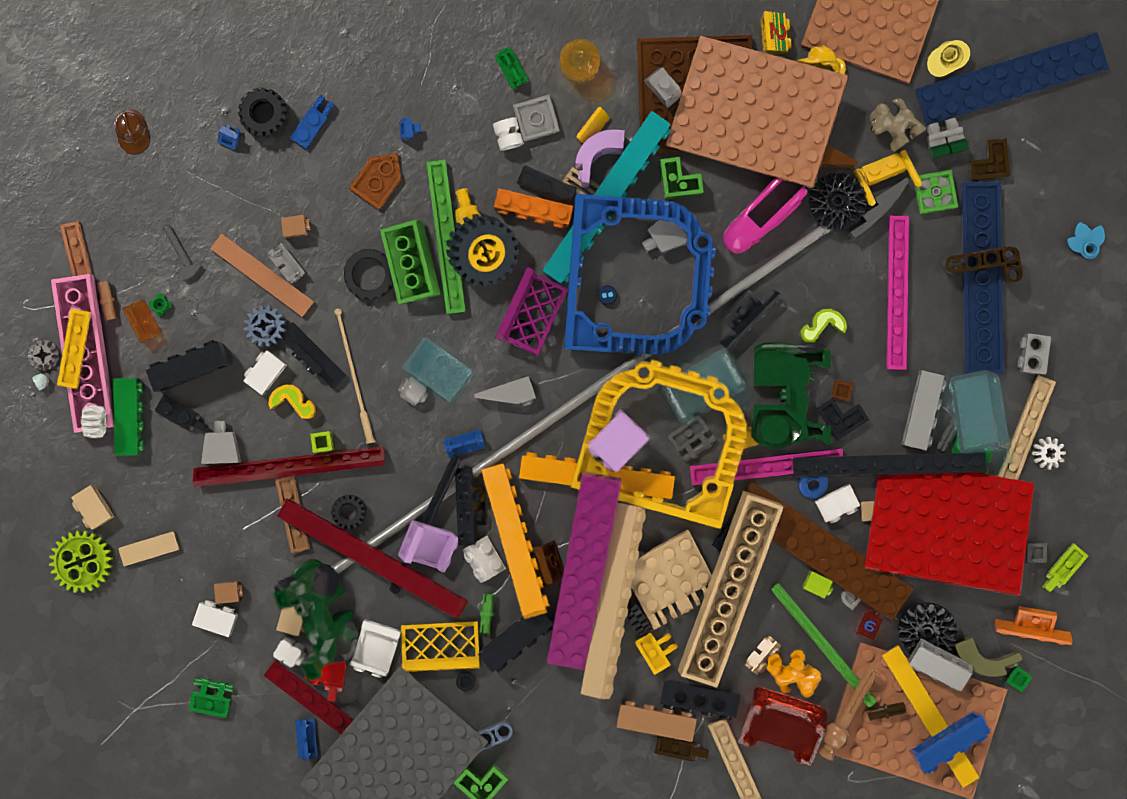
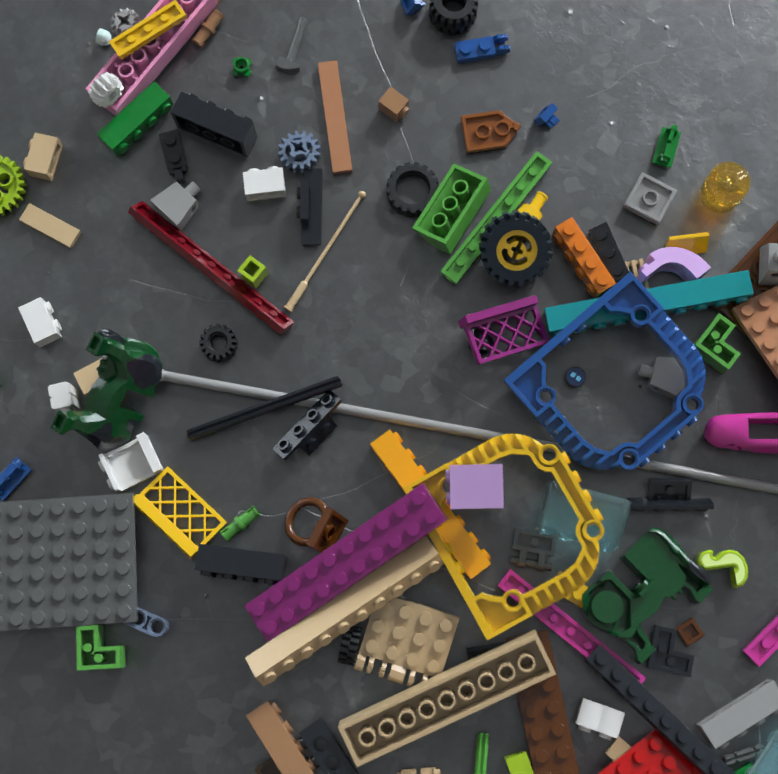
camera: 50 degrees right, 10 degrees down
(142, 321) = (216, 65): clear orange hinge -> none
(228, 592) = (70, 312): medium nougat brick -> none
(287, 488) = (177, 304): medium nougat tile -> none
(291, 269) = (360, 130): light grey hinge -> none
(295, 398) = (267, 222): animal -> none
(308, 697) = (44, 448): dark red plate -> none
(333, 678) = (77, 451): red hinge -> none
(372, 558) = (199, 394): dark red beam -> none
(413, 391) = (357, 302): light grey head -> none
(428, 546) = (249, 425): lavender panel -> none
(437, 369) = (392, 303): clear light blue slope -> none
(464, 443) = (356, 379): blue hinge -> none
(465, 681) = (170, 558): black tile -> none
(483, 559) = (280, 479): white bracket -> none
(508, 134) = (618, 188): white wheel -> none
(513, 392) = (431, 377): light grey slope -> none
(514, 541) = (315, 488): light orange brick -> none
(653, 653) = (334, 687): yellow hinge -> none
(813, 493) = (587, 690): blue piece -> none

